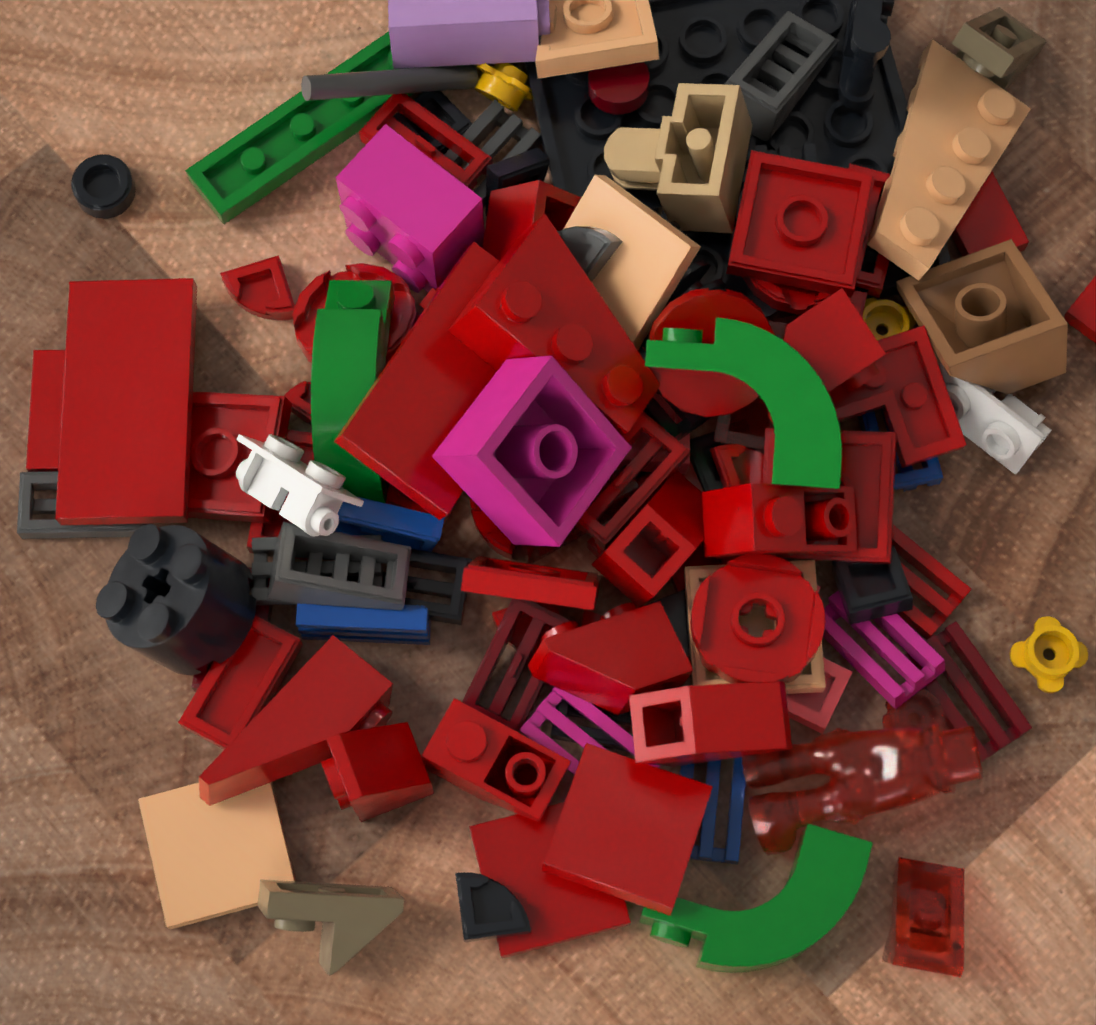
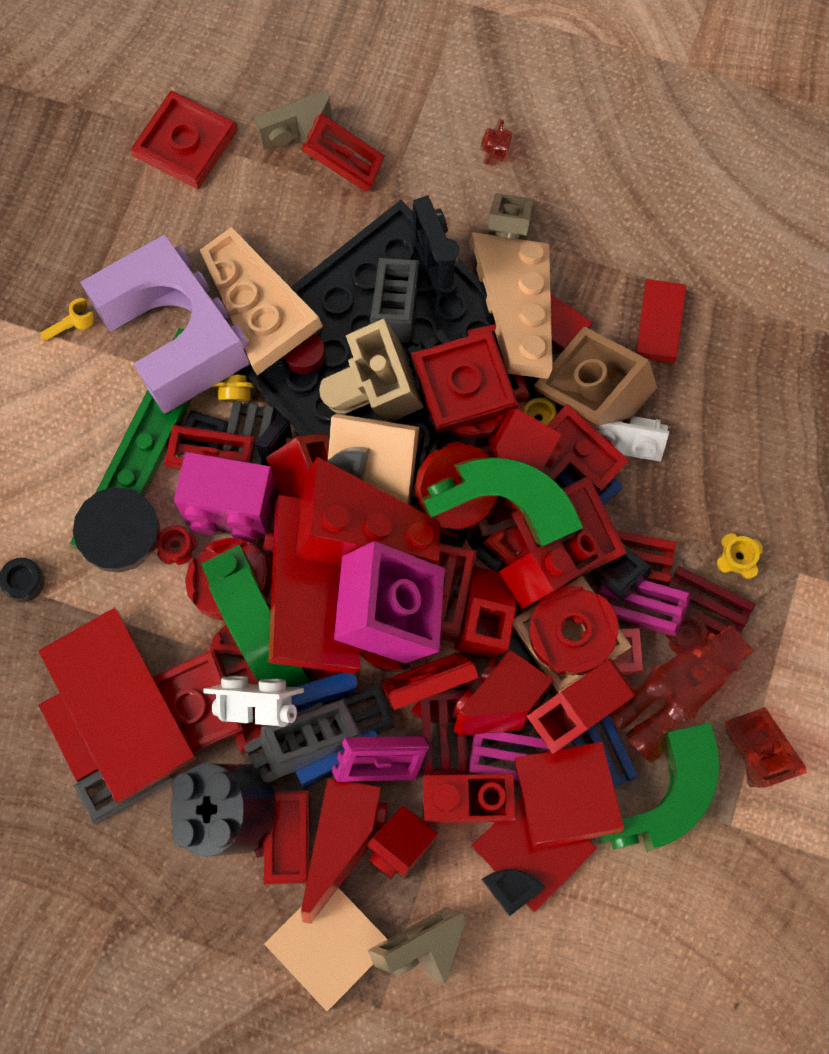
camera: 30 degrees left, 0 degrees up
(251, 182) = (116, 529): none -> black tile
(261, 289) = (157, 590): red tile -> none
(311, 229) = (171, 535): none -> red plate
(388, 82) = (165, 424): dark grey bar -> none
(420, 643) = (388, 754): none -> dark pink tile

